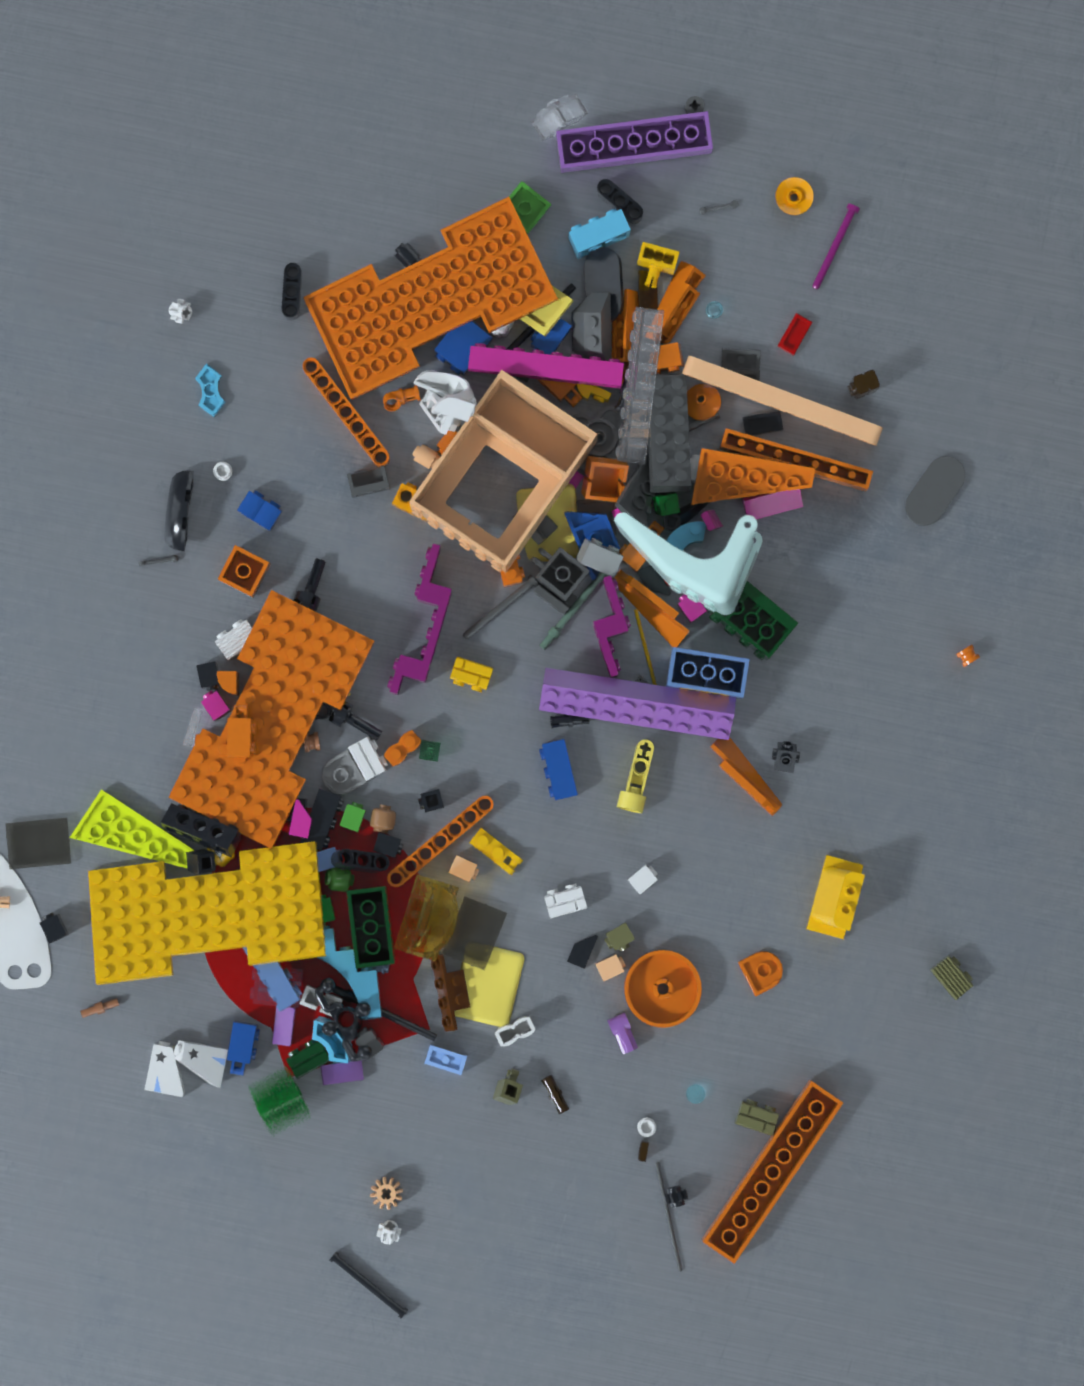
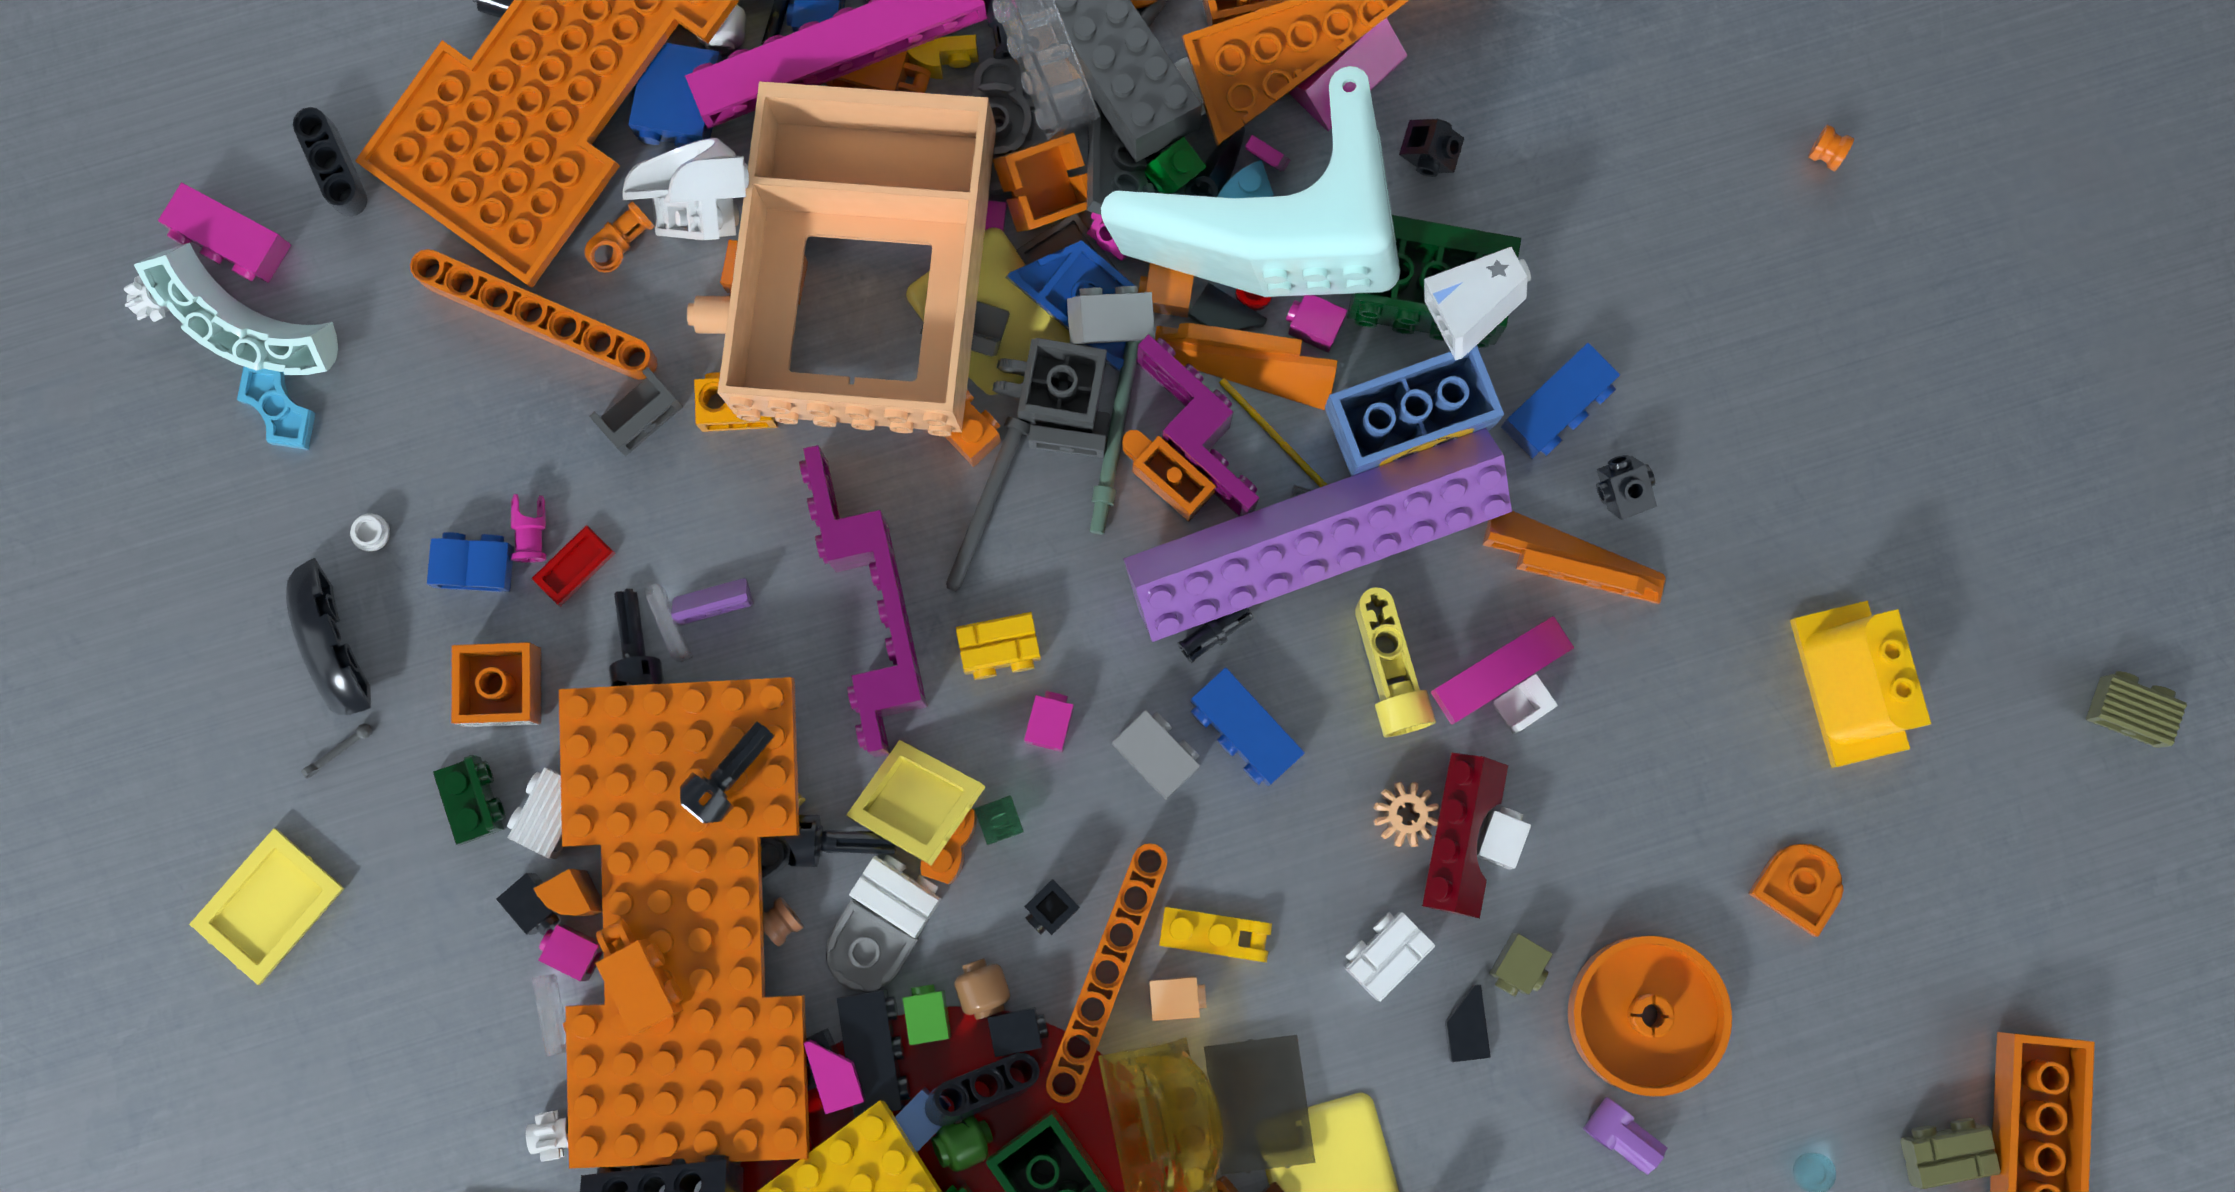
camera: 20 degrees left, 5 degrees down
(94, 613) = (266, 906): none -> light yellow piece
(165, 779) = (547, 1136): none -> white gear
(205, 614) = (469, 799): none -> dark green bracket
(210, 345) = (228, 326): none -> light aqua brick
(227, 299) = (223, 234): none -> dark pink brick
(292, 509) = (528, 532): none -> dark pink piece
(304, 535) = (573, 565): none -> red tile
(322, 669) = (723, 777): none -> black piece
(332, 584) = (669, 628): none -> clear tile
(356, 584) = (711, 601): none -> medium lavender slope
(398, 722) = (915, 801): none -> light yellow piece
(475, 719) = (1049, 721): none -> dark pink brick
(514, 760) = (1157, 754): none -> light grey brick
(587, 639) = (1168, 473): none -> orange brick
(600, 845) = (1417, 807): none -> light nougat gear
(610, 967) = (1535, 1028): light nougat brick -> none
(639, 851) = (1454, 875): none -> dark red arch
(684, 806) = (1502, 670): none -> dark pink slope
(686, 826) = (1524, 704): none -> white panel
(760, 640) = (1476, 298): none -> white slope
(779, 703) = (1561, 402): none -> blue brick
(787, 556) = (1431, 146): none -> black brick

